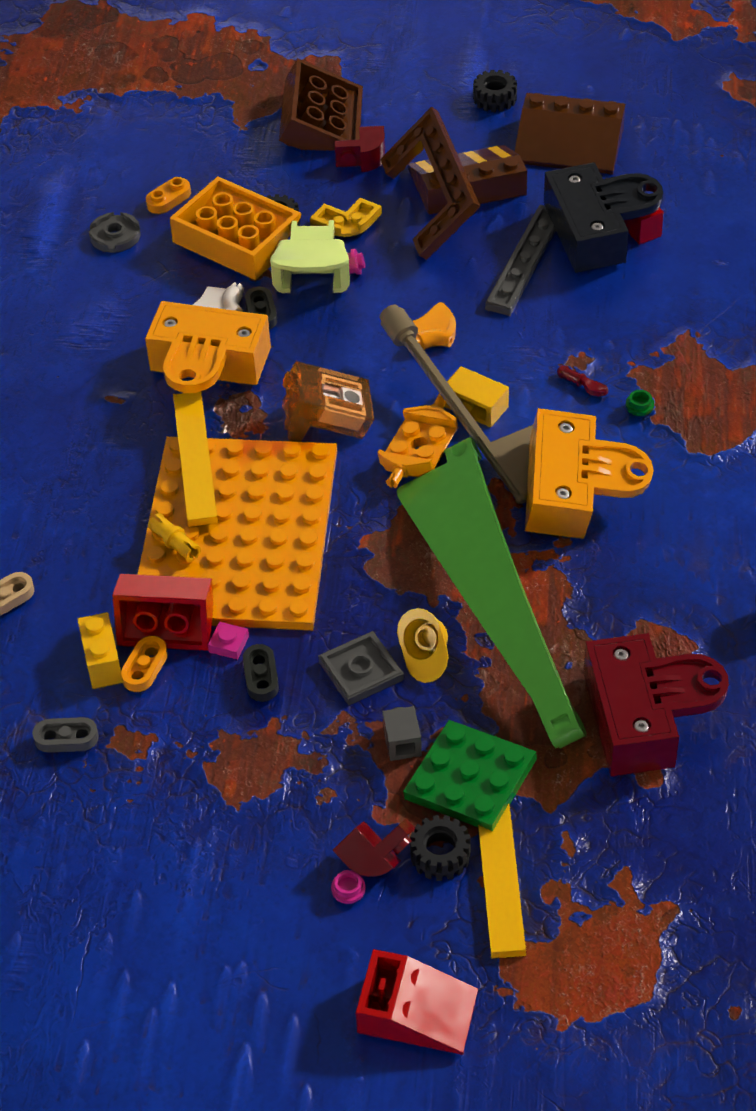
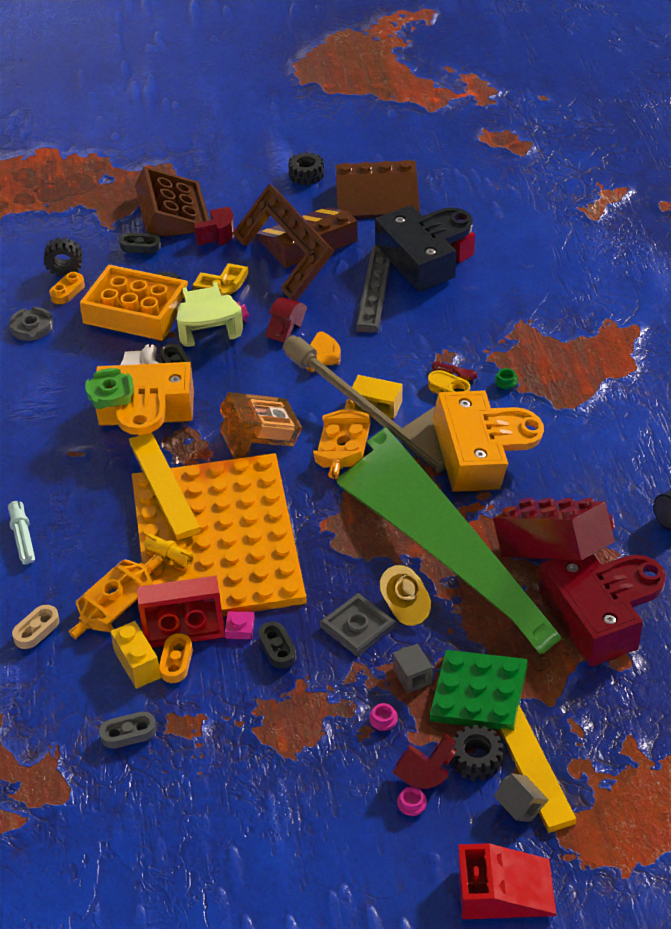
camera: 15 degrees left, 5 degrees down
(25, 472) = (19, 524): none -> light aqua axle
(77, 586) = (99, 608): none -> light orange plate
(150, 333) = (119, 394): none -> bright green plate
(177, 147) = (65, 247): none -> black tyre
(268, 153) = (140, 243): none -> pearl dark grey plate
(350, 783) = (383, 717): none -> dark pink plate
(401, 275) = (285, 315): none -> dark red brick
(468, 911) = (520, 797): none -> dark grey brick
(564, 394) = (445, 382): none -> yellow piece
(618, 603) = (554, 529): none -> dark red brick

